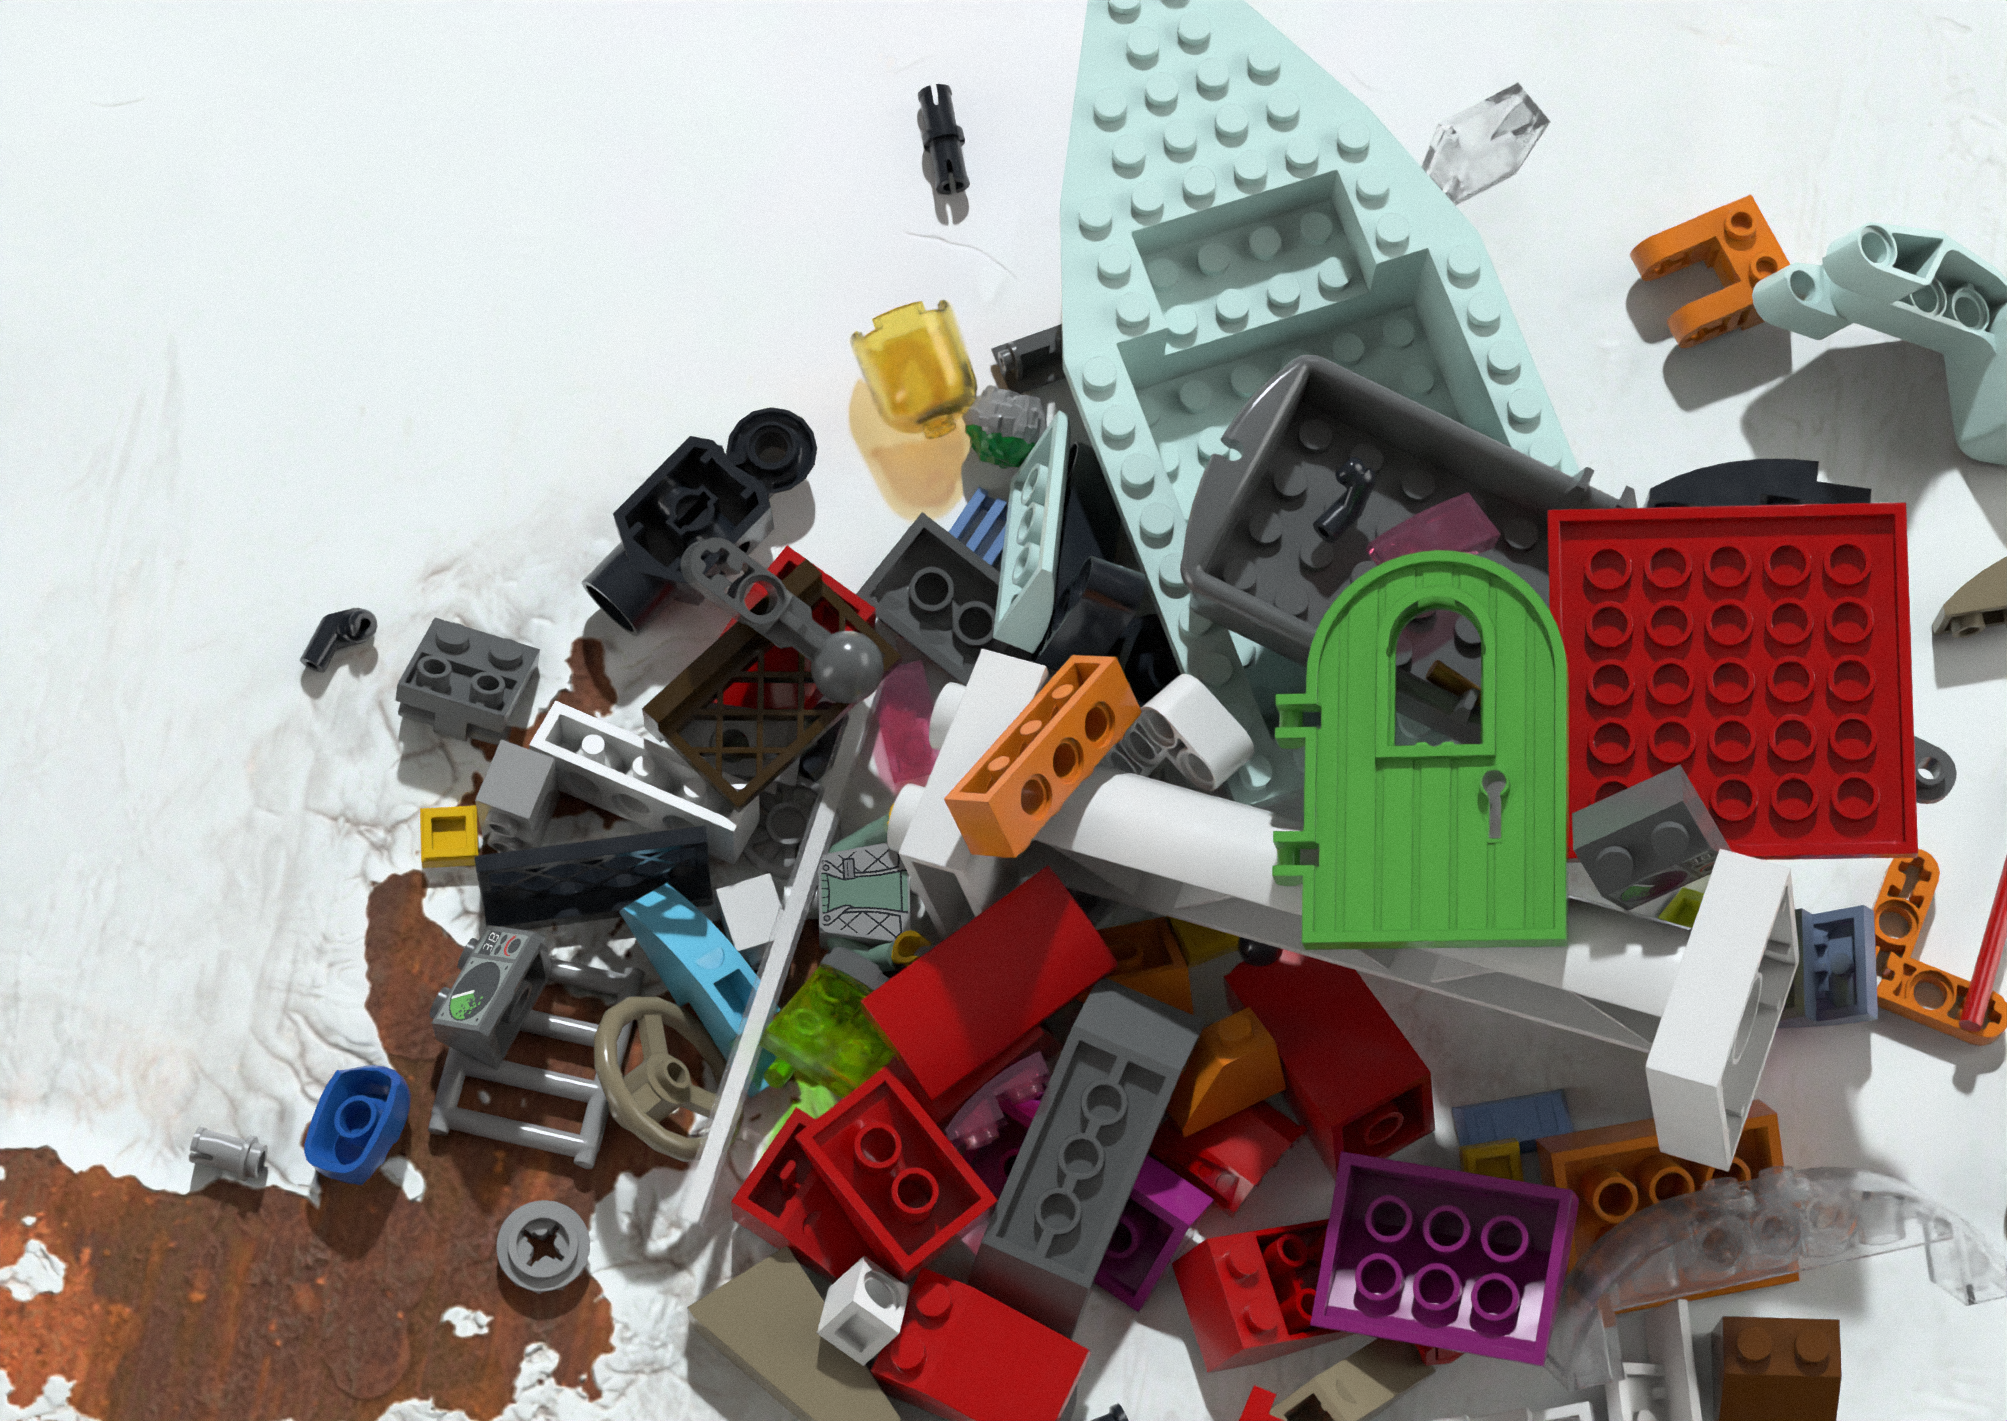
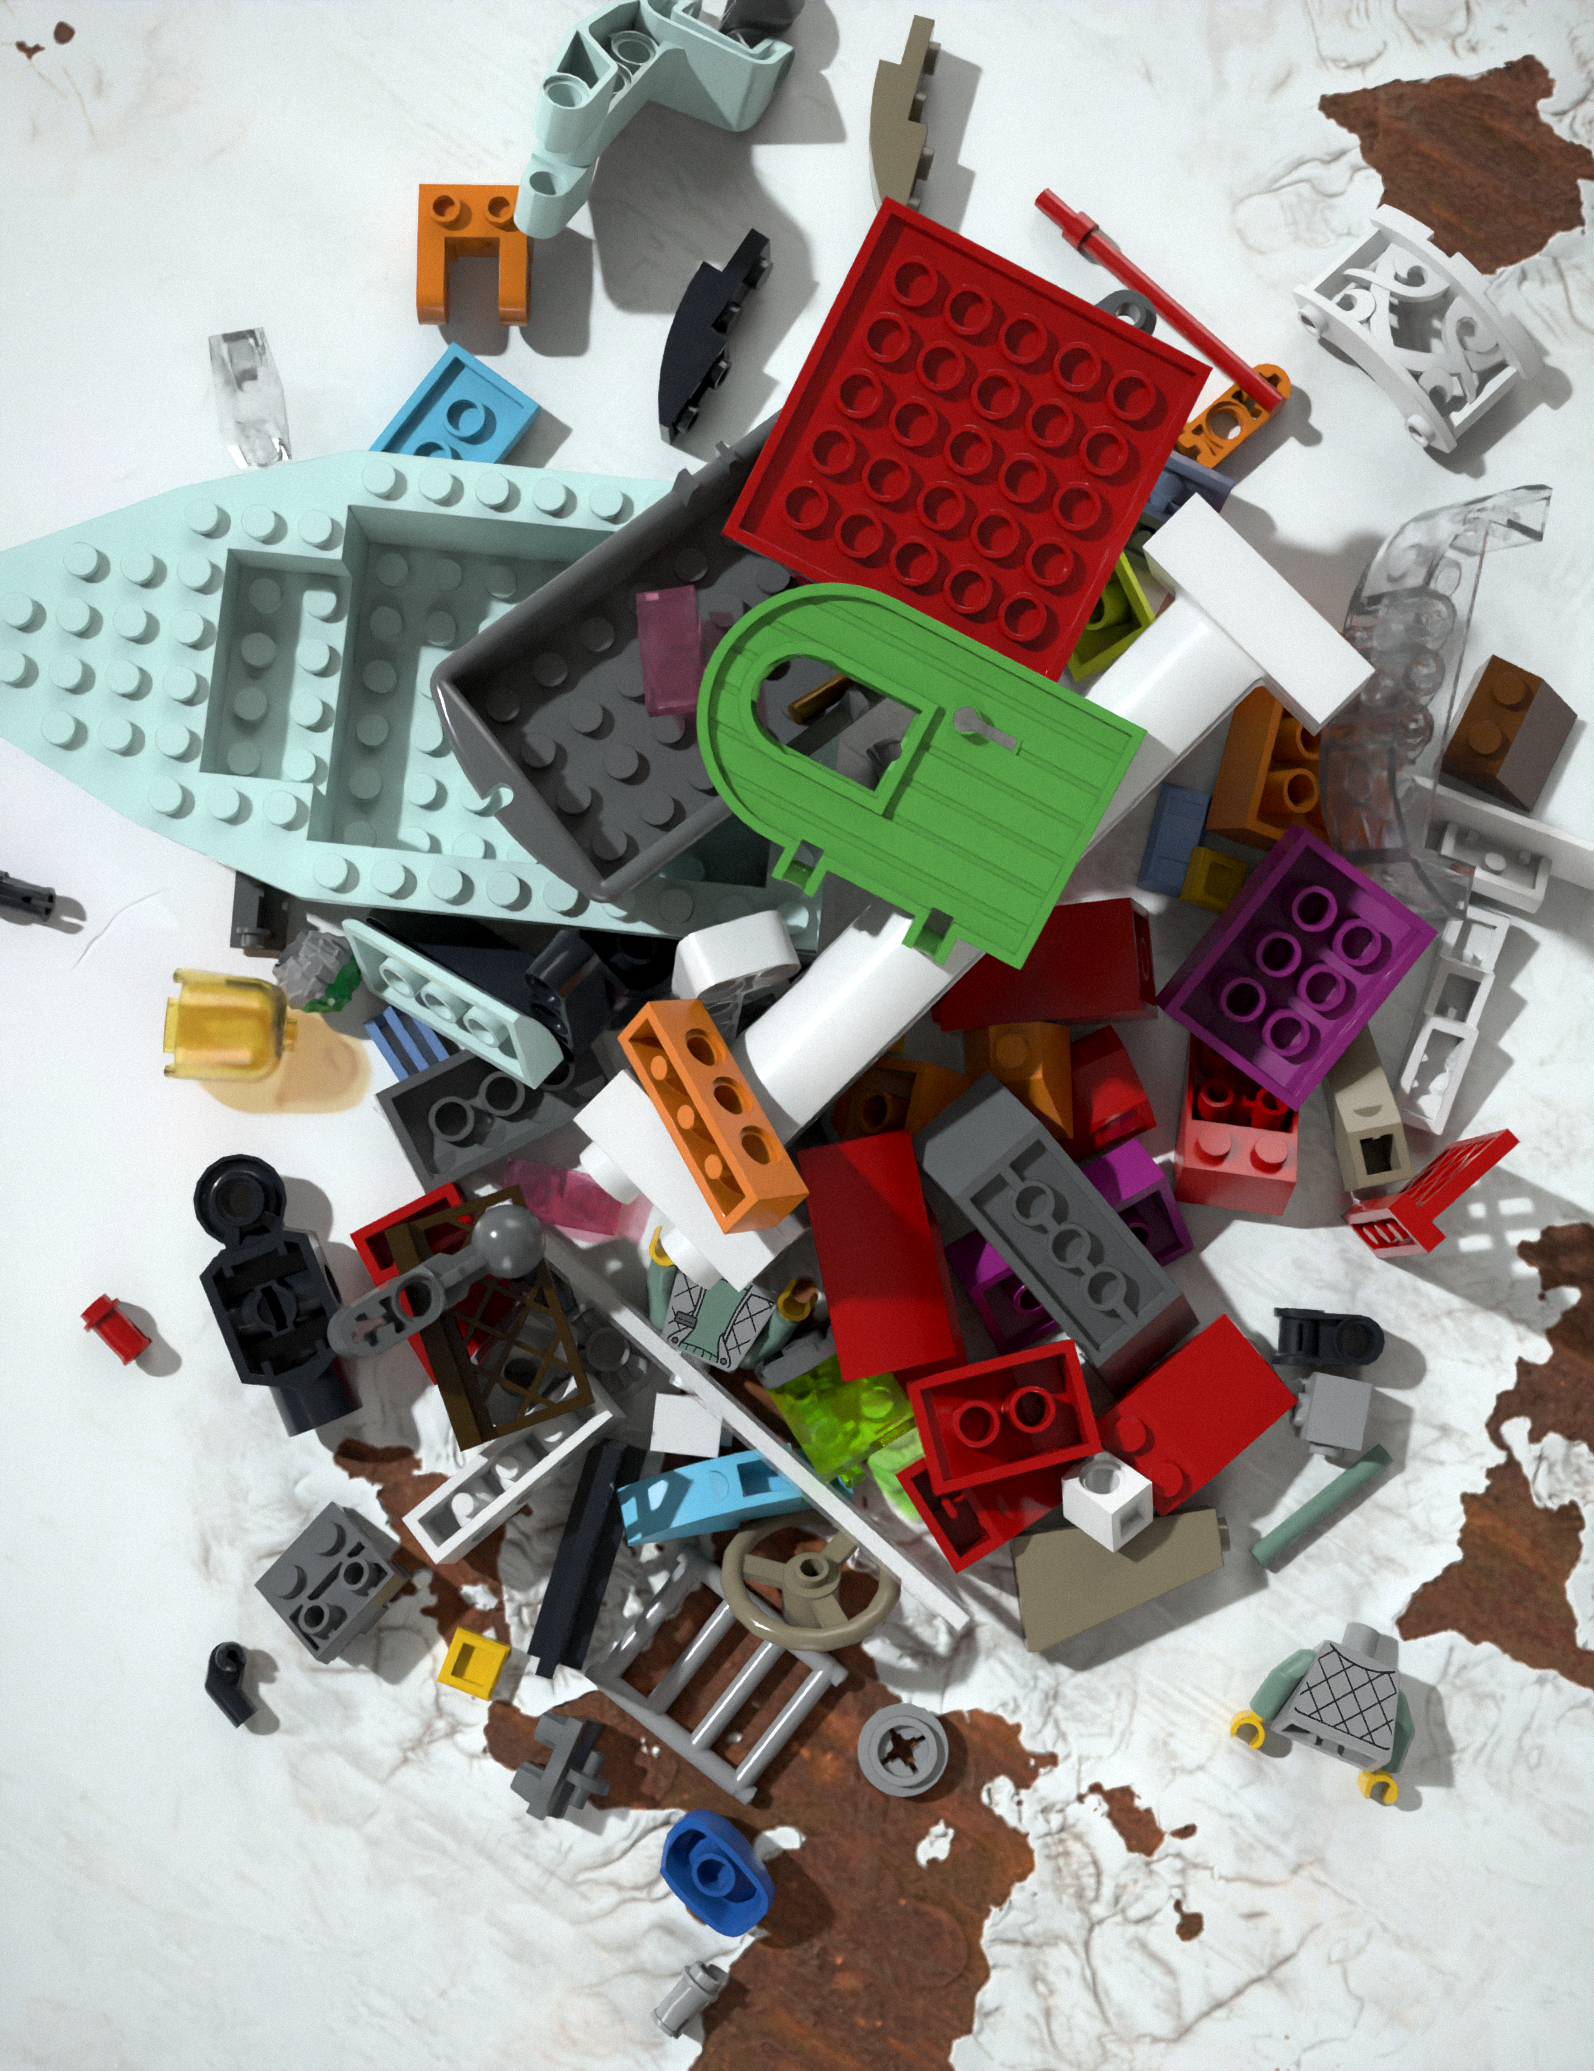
camera: 60 degrees left, 15 degrees up
(392, 952) = (571, 1768): none -> dark grey hips
(492, 993) = (656, 1703): dark grey slope -> none
(517, 798) = (479, 1595): light grey brick -> none
(607, 403) = (115, 1329): none -> red pin
(982, 1114) = (988, 1311): clear pink slope -> none
(1351, 504) = (597, 711): black arm -> none
(1568, 326) = (460, 414): none -> medium azure plate
(1647, 839) = (1086, 606): dark grey slope -> none

